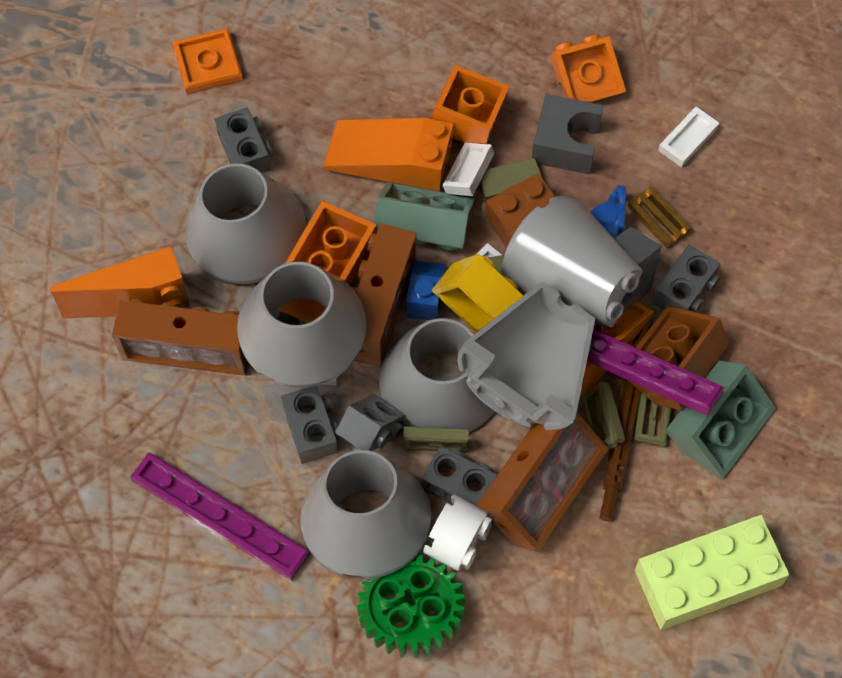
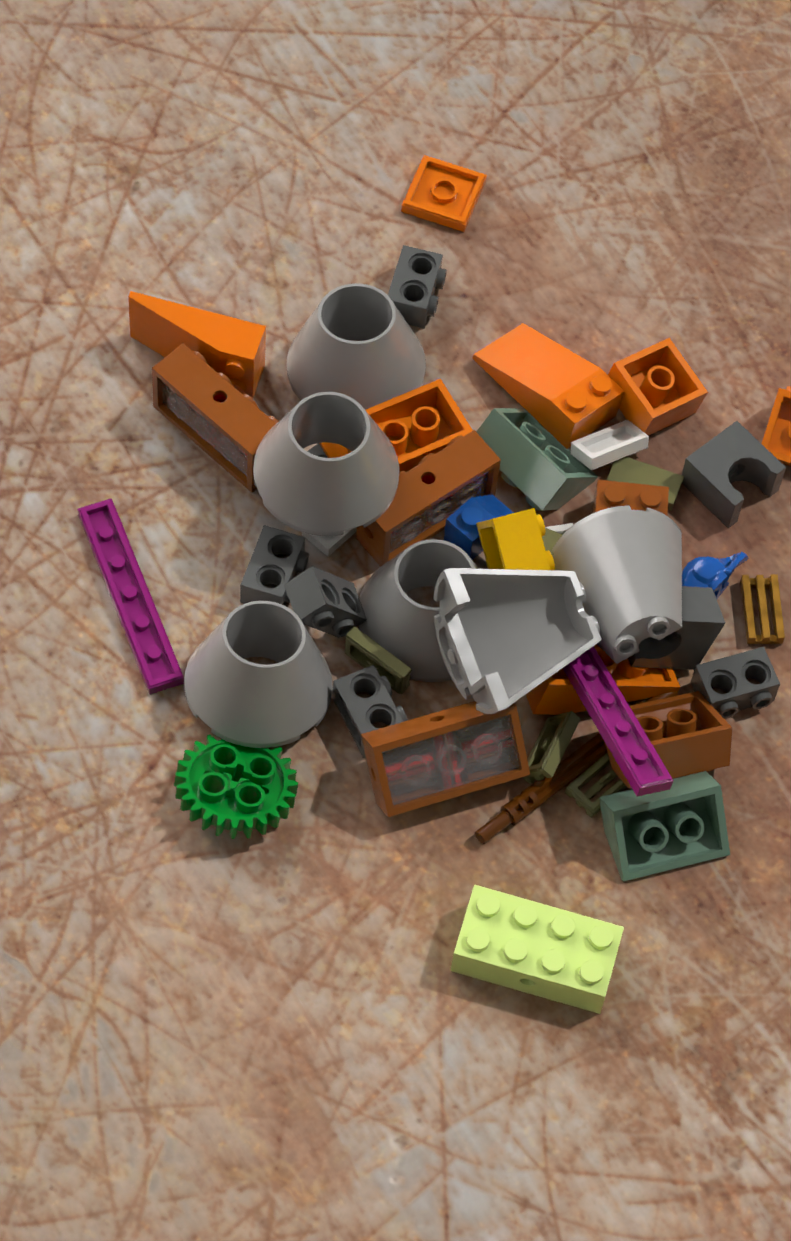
camera: 30 degrees right, 5 degrees down
(458, 533) = (326, 750): white brick -> none

